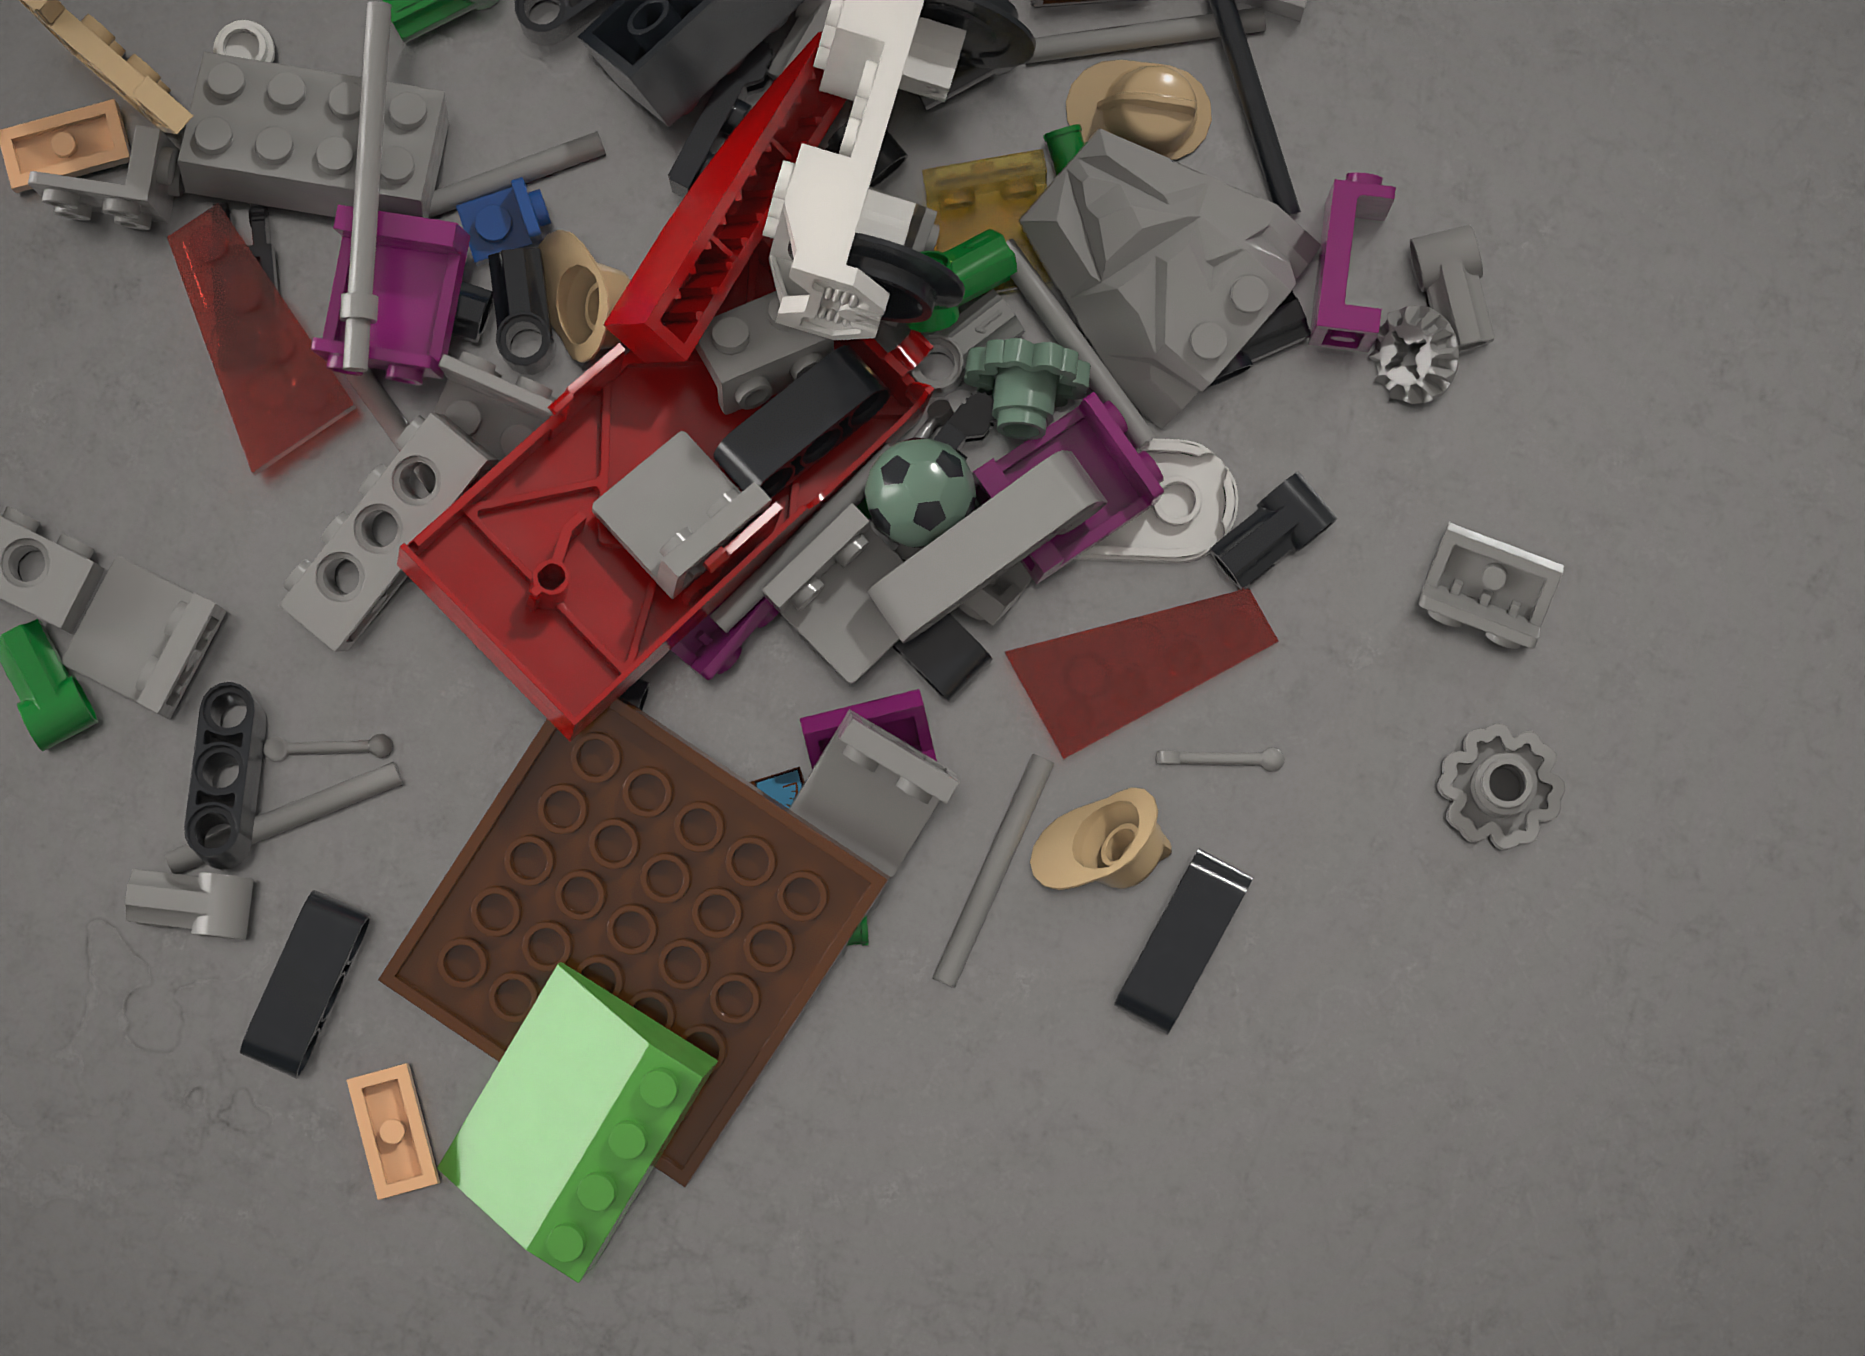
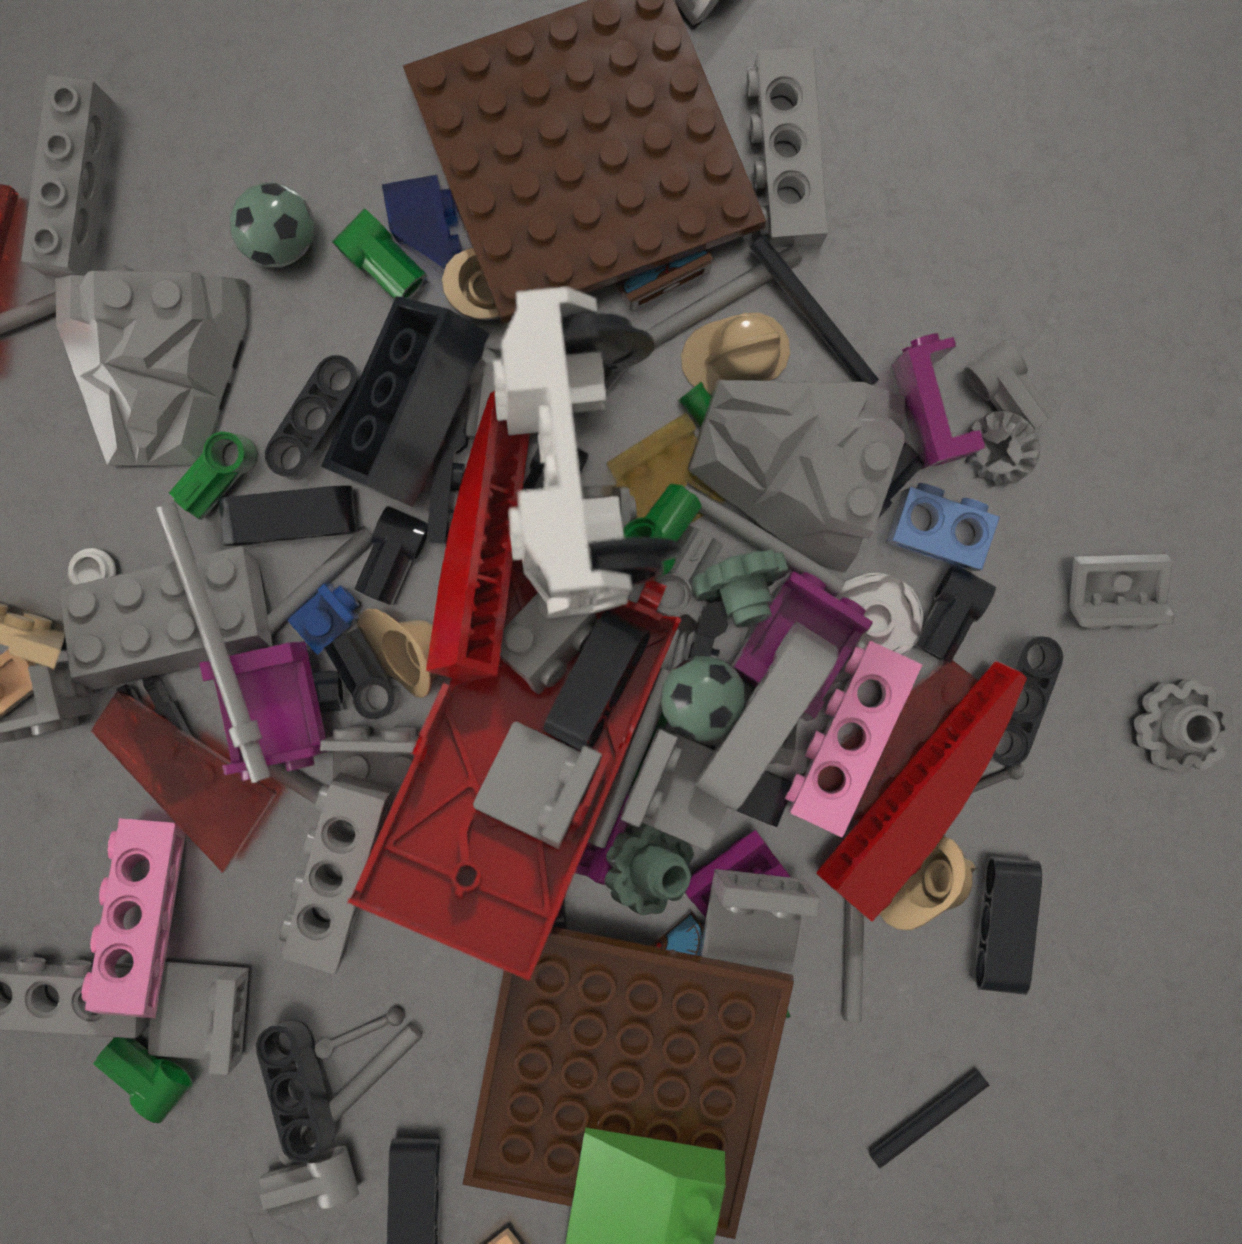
camera: 25 degrees left, 5 degrees up
(91, 566) = (147, 942): none -> bright pink brick
(511, 80) = (287, 515): none -> black beam
(629, 167) = (396, 544): none -> black piece
(769, 683) = (648, 869): none -> sand green plant
(987, 1146) = (929, 1119): none -> black bar
(1028, 701) = (835, 808): none -> bright pink brick
(1135, 738) = (924, 797): none -> red slope
(1290, 433) = (940, 538): none -> medium blue brick
(1325, 643) = (1039, 686): none -> black beam

